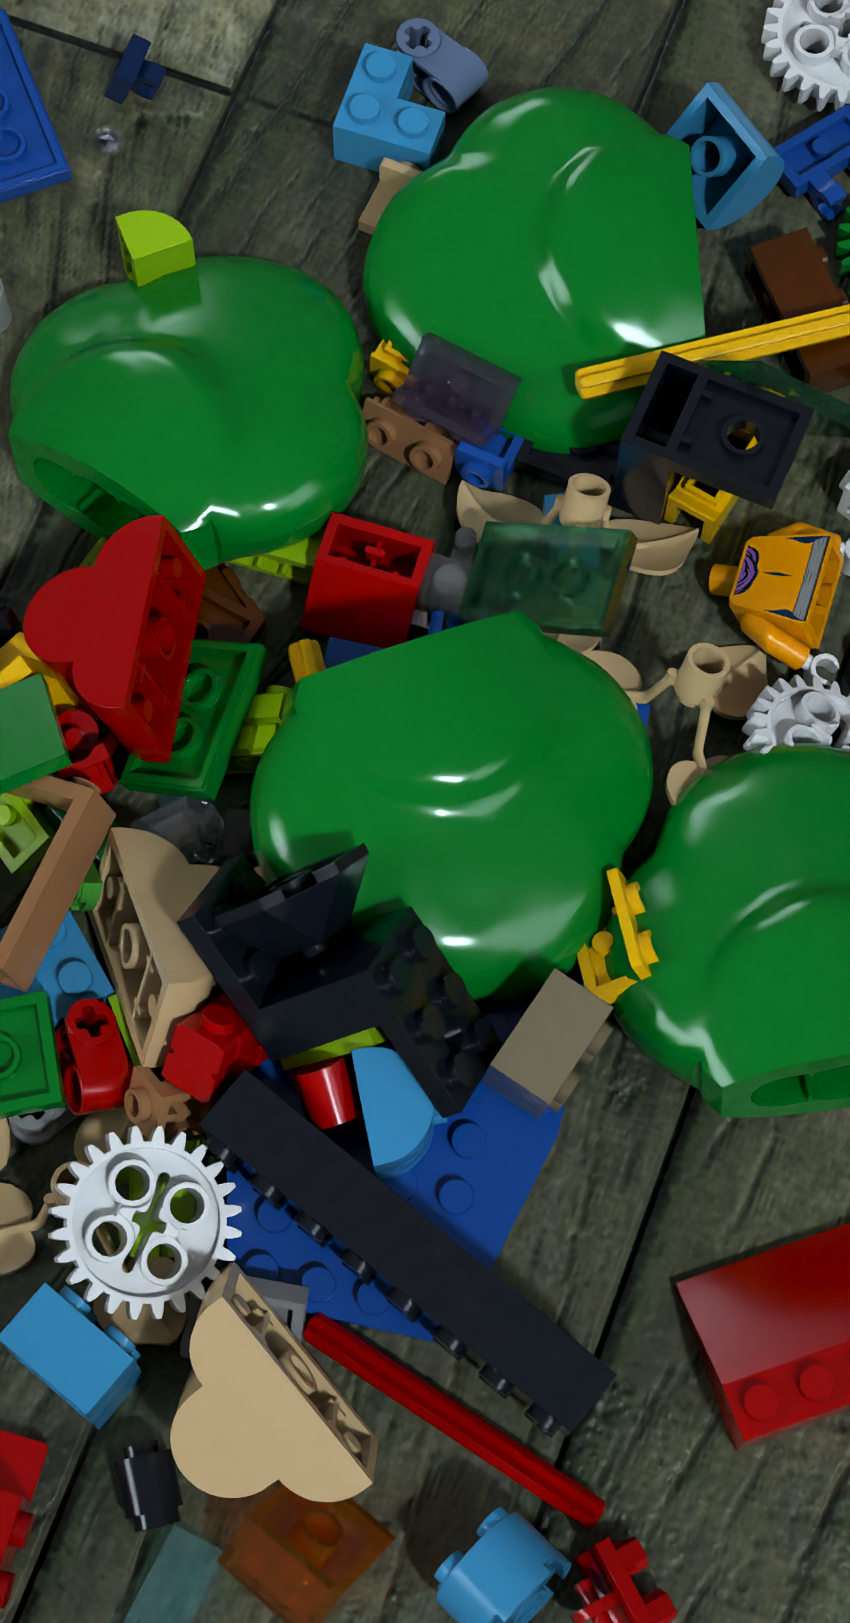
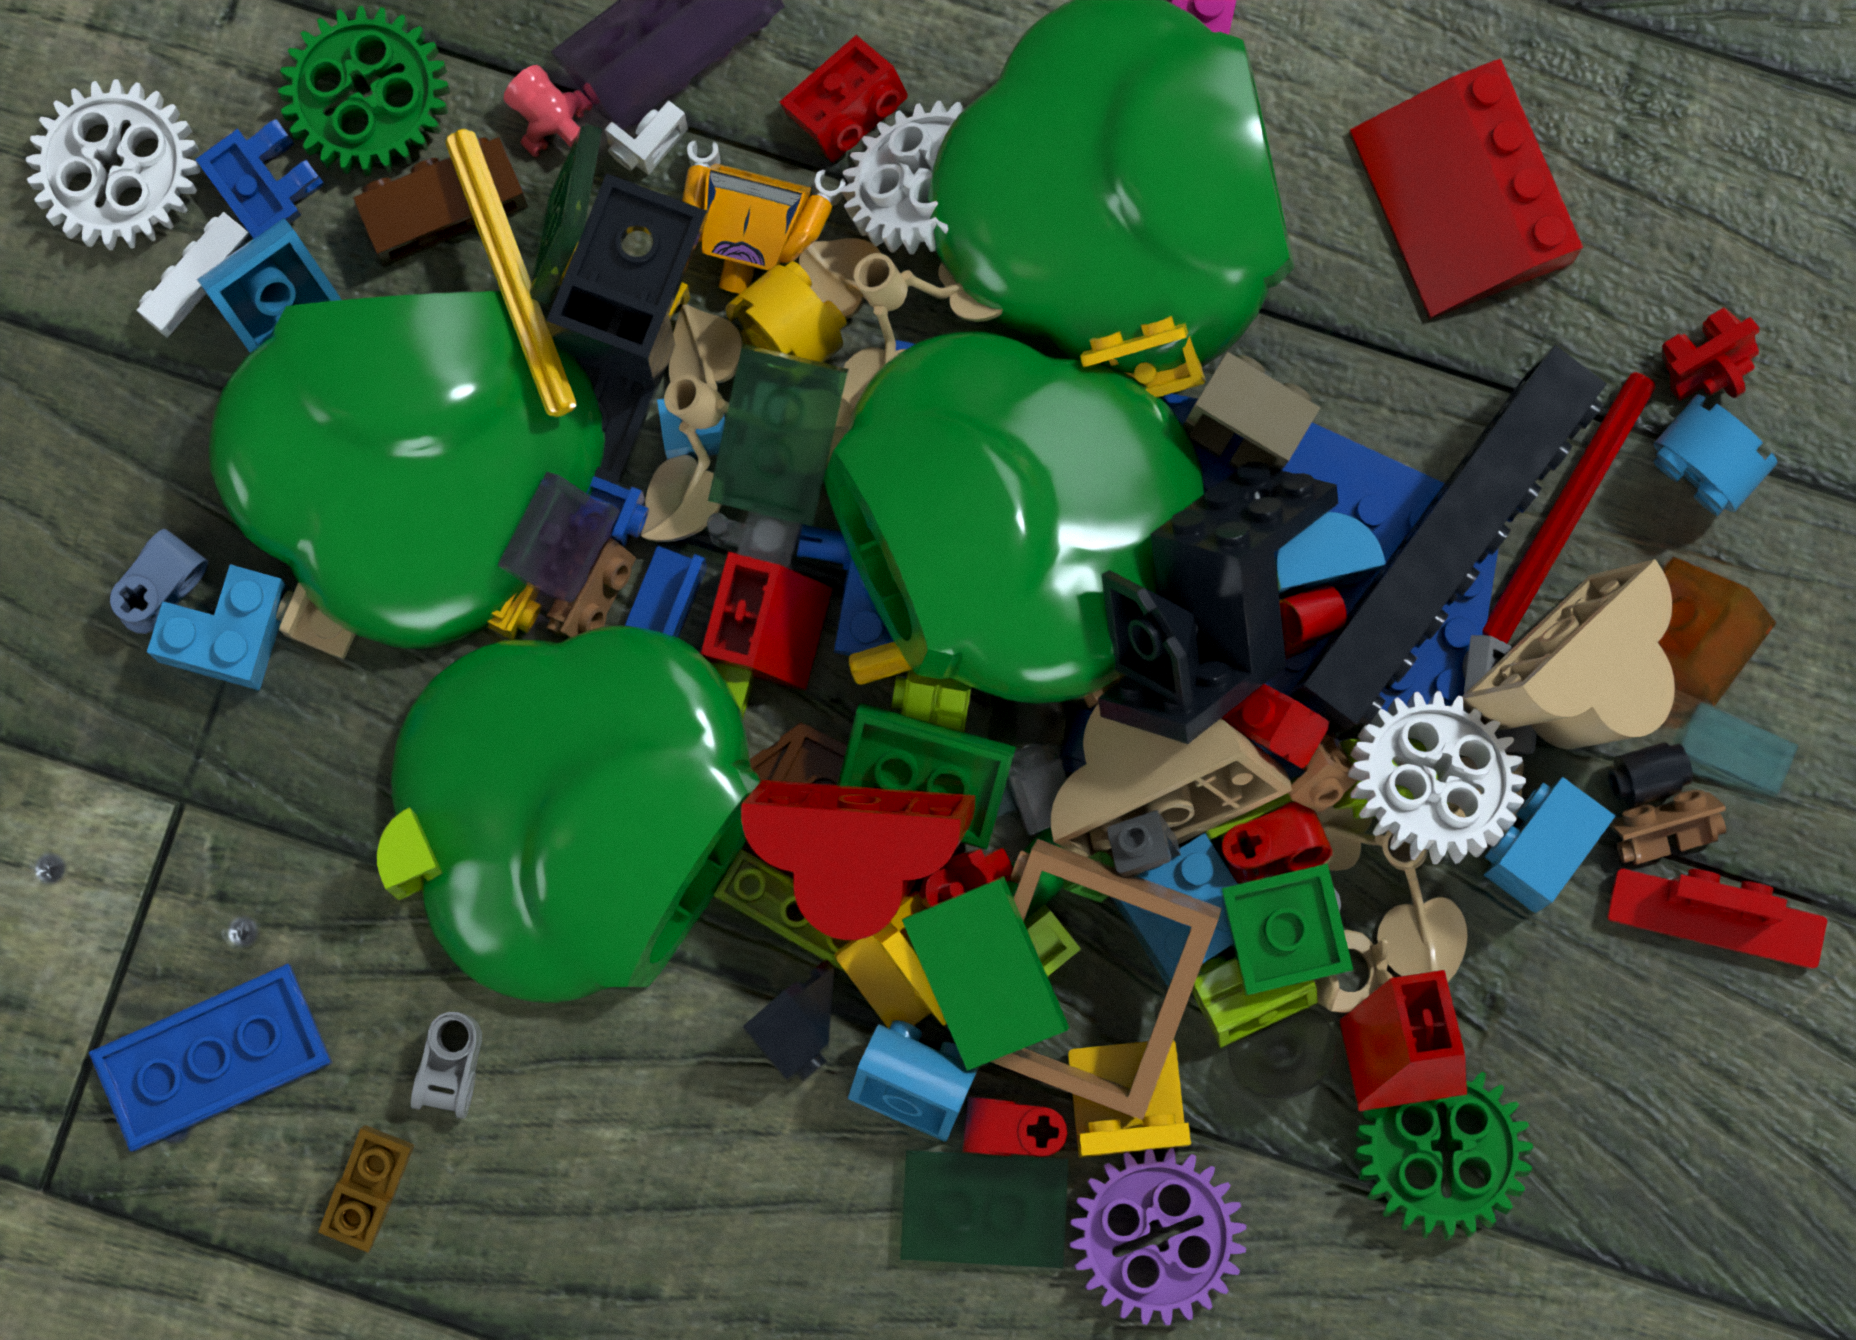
camera: 95 degrees left, 10 degrees up
(97, 914) = (1142, 843): none -> dark grey bracket
(100, 1529) = (1689, 817): none -> medium nougat hinge
(135, 73) = (169, 906): dark blue tile -> none
(399, 503) = (667, 592): none -> blue panel
(673, 612) = (788, 316): none -> yellow brick
(700, 70) = (179, 286): none -> white piece

